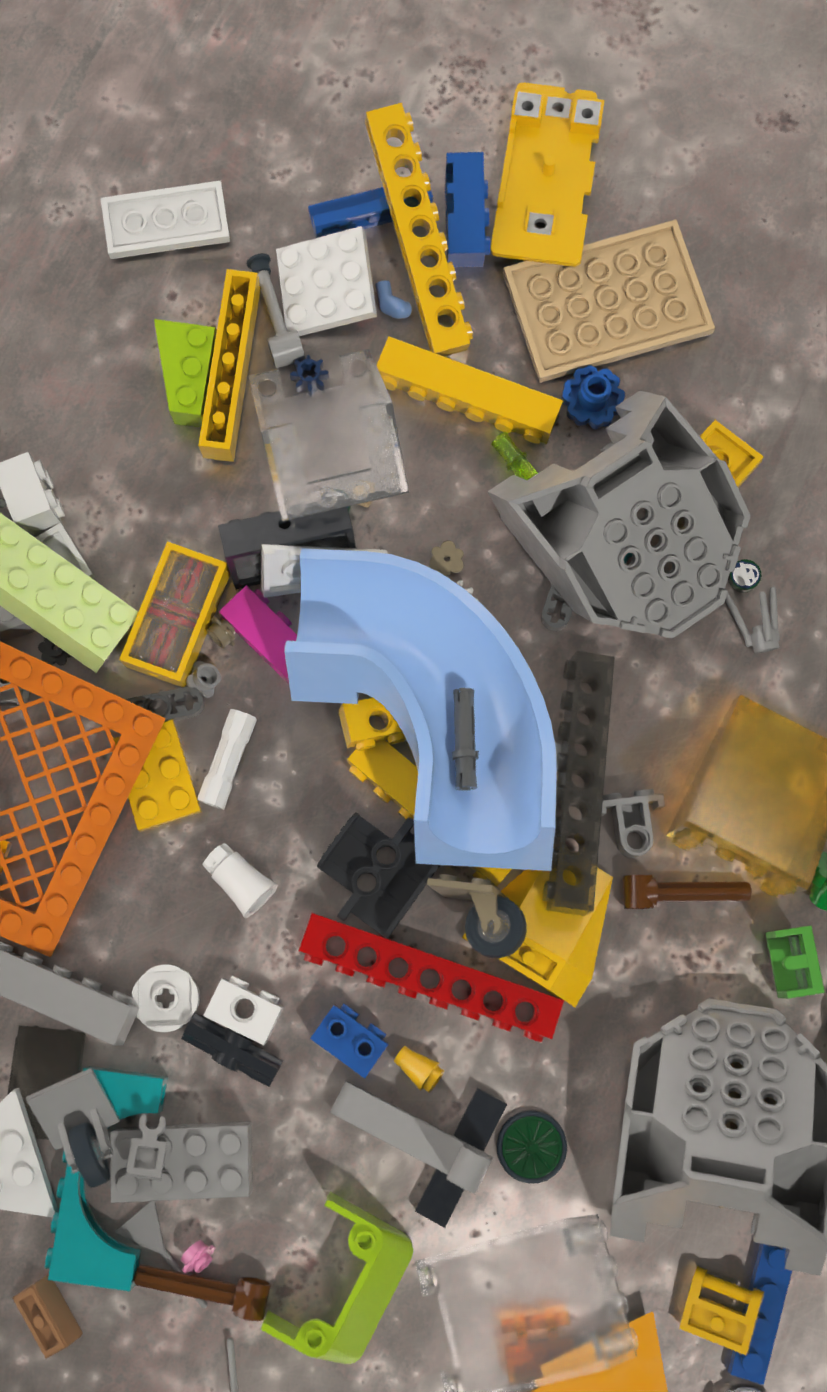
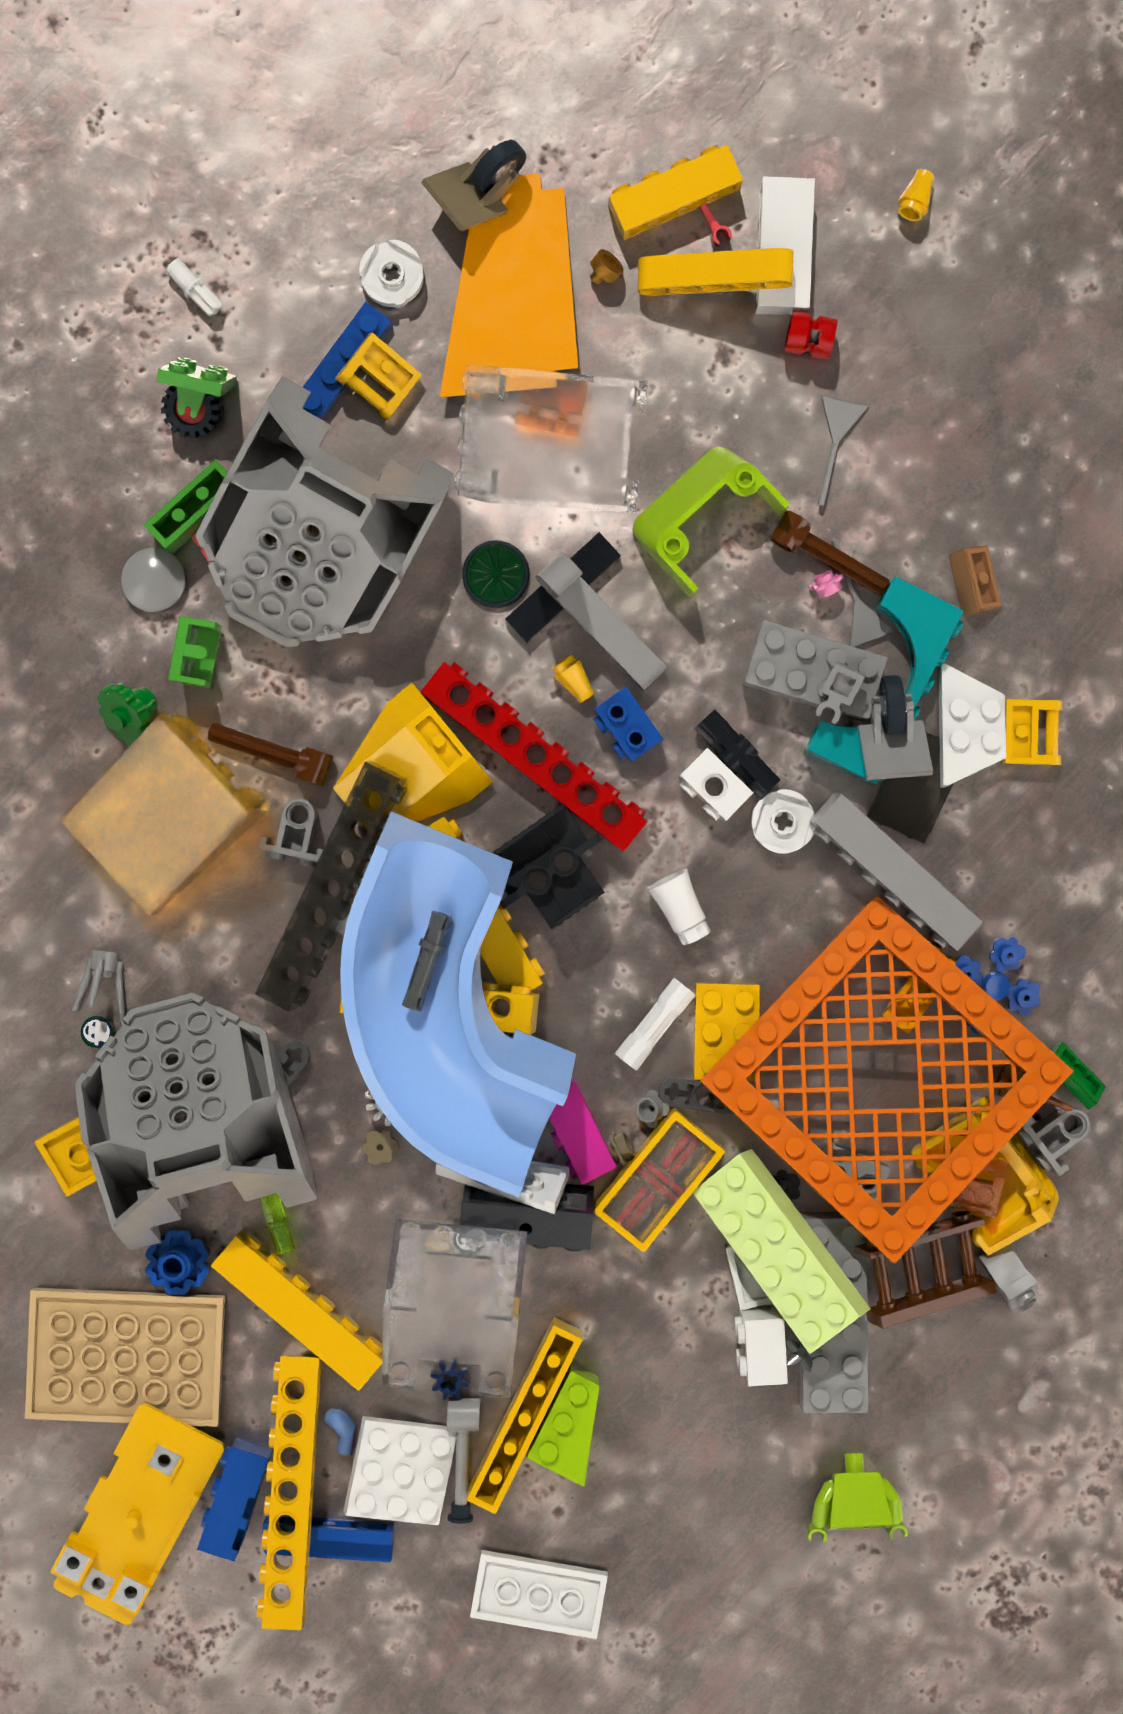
camera: 160 degrees left, 10 degrees up
(494, 922) = (459, 782): plate -> none

